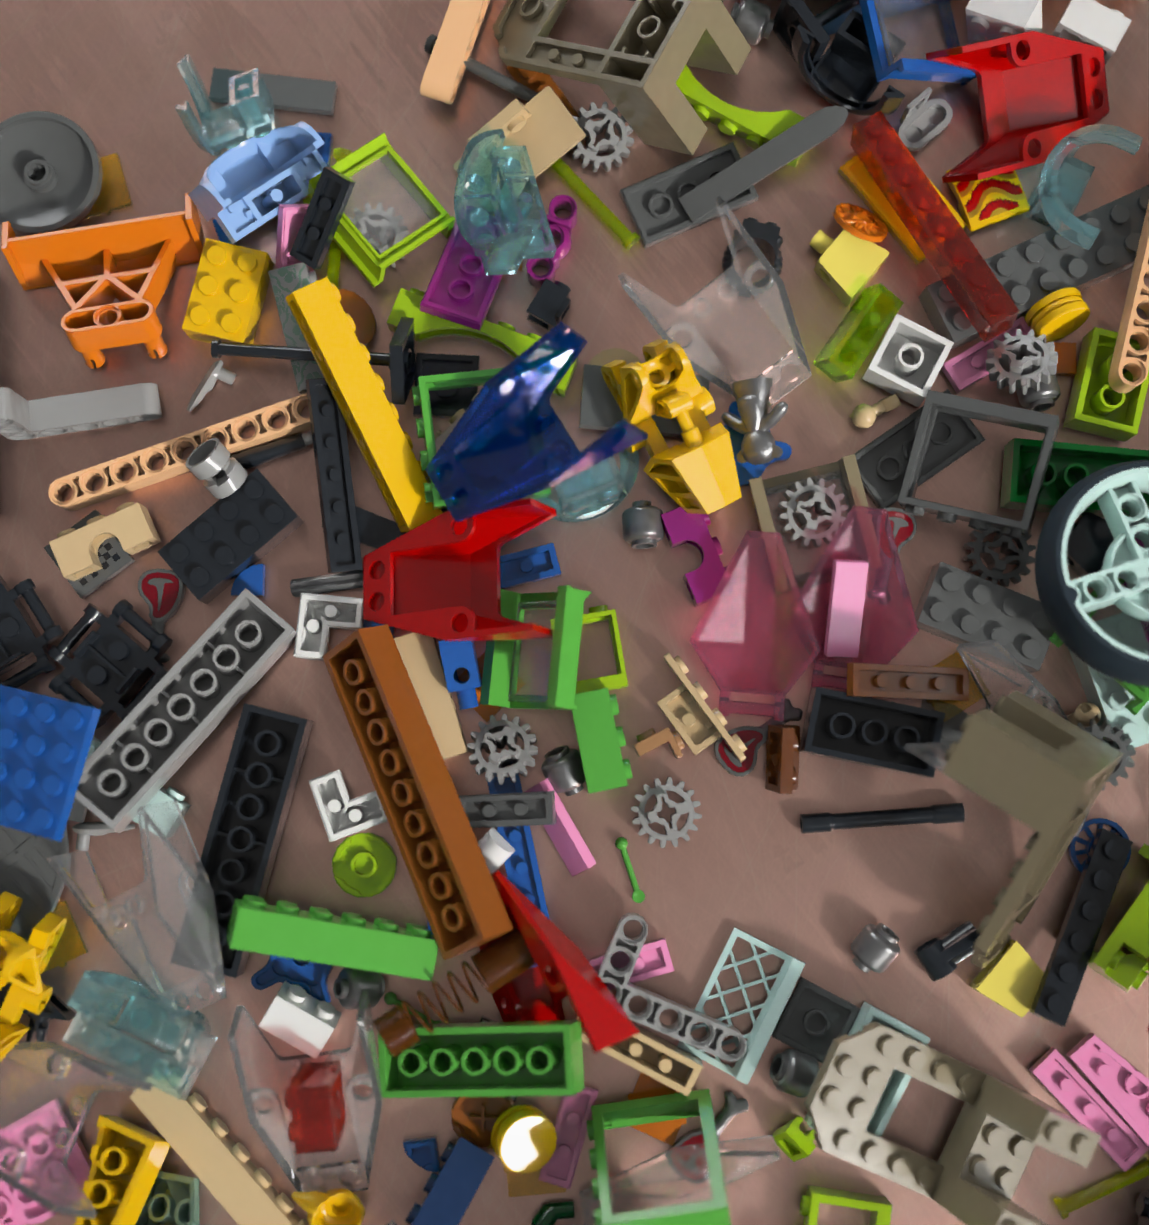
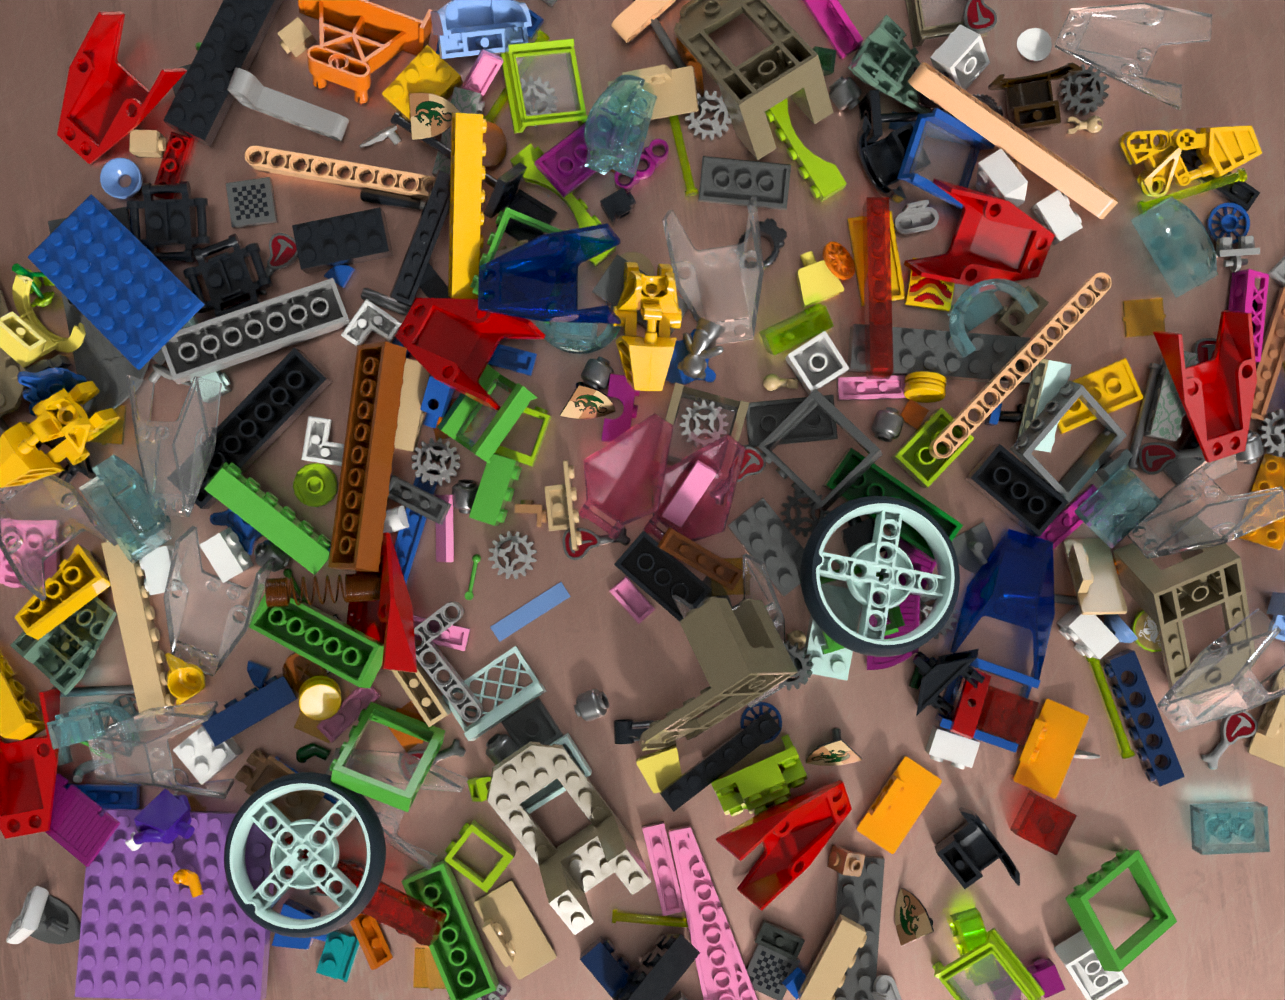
camera: 30 degrees right, 5 degrees up
(36, 320) = (296, 37): none -> tan brick
(78, 549) = (245, 197): tan arch -> none
(214, 465) = (355, 194): light grey wheel -> none
(220, 1089) = (157, 568): none -> white brick
(257, 320) = (429, 115): none -> shield
(316, 1107) = (207, 611): clear red brick -> none
(322, 218) = (504, 73): black tile -> none
(652, 568) = (587, 403): none -> shield
(727, 873) = (530, 611): none -> medium blue sticker
(763, 161) = (800, 188): dark grey piece -> none
(782, 758) = (601, 562): reddish brown bracket -> none
(847, 784) = (632, 600): none -> bright pink tile
(934, 814) = (608, 616): black piece -> none
(1021, 361) = (884, 403): light grey gear -> none
(1121, 165) = (1023, 320): none -> dark tan brick

